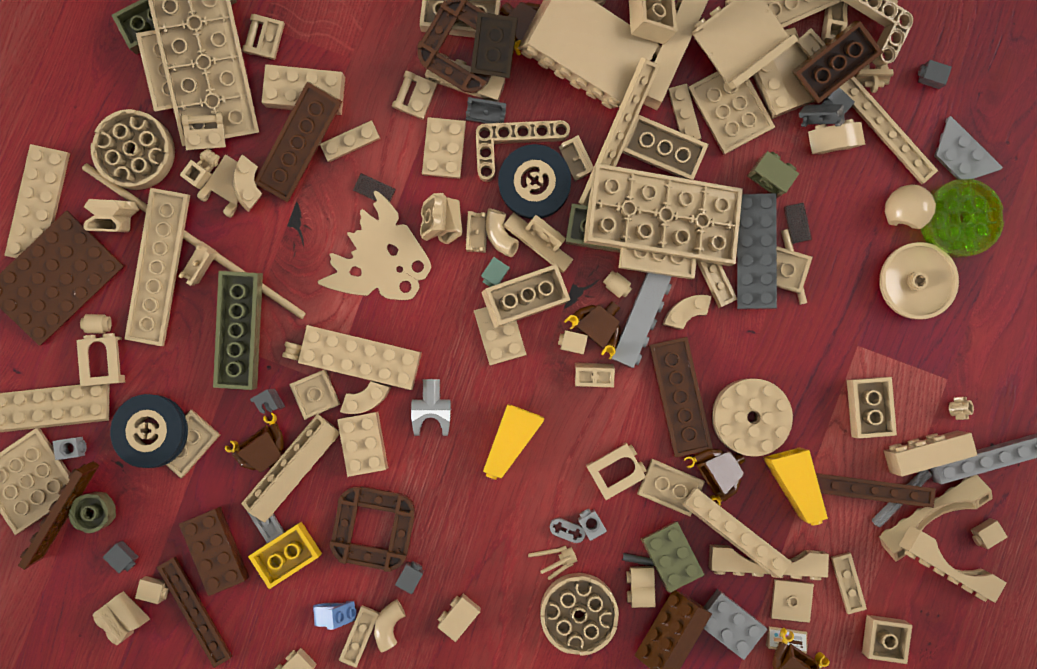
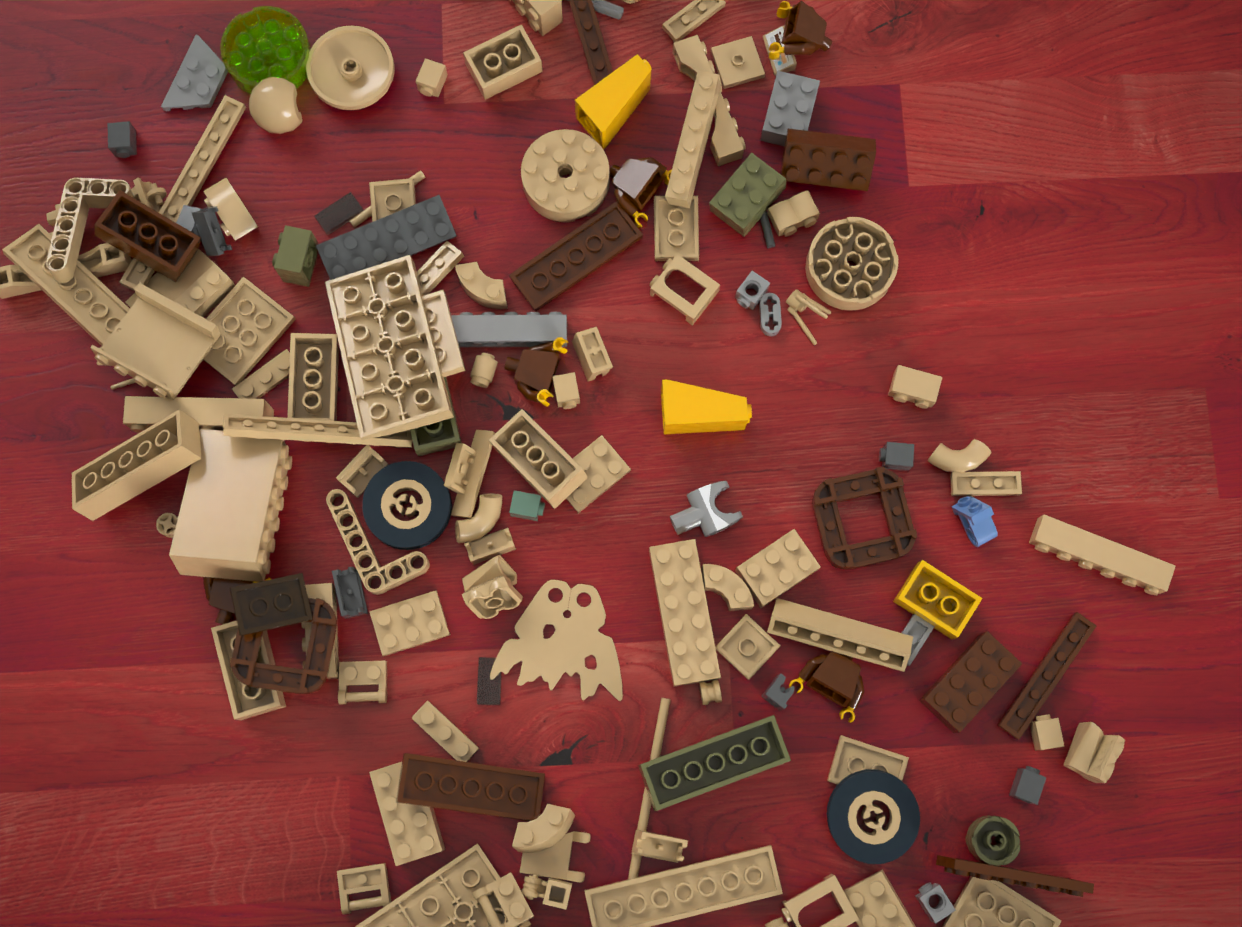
camera: 110 degrees left, 10 degrees down
(882, 343) = (431, 78): none -> tan brick

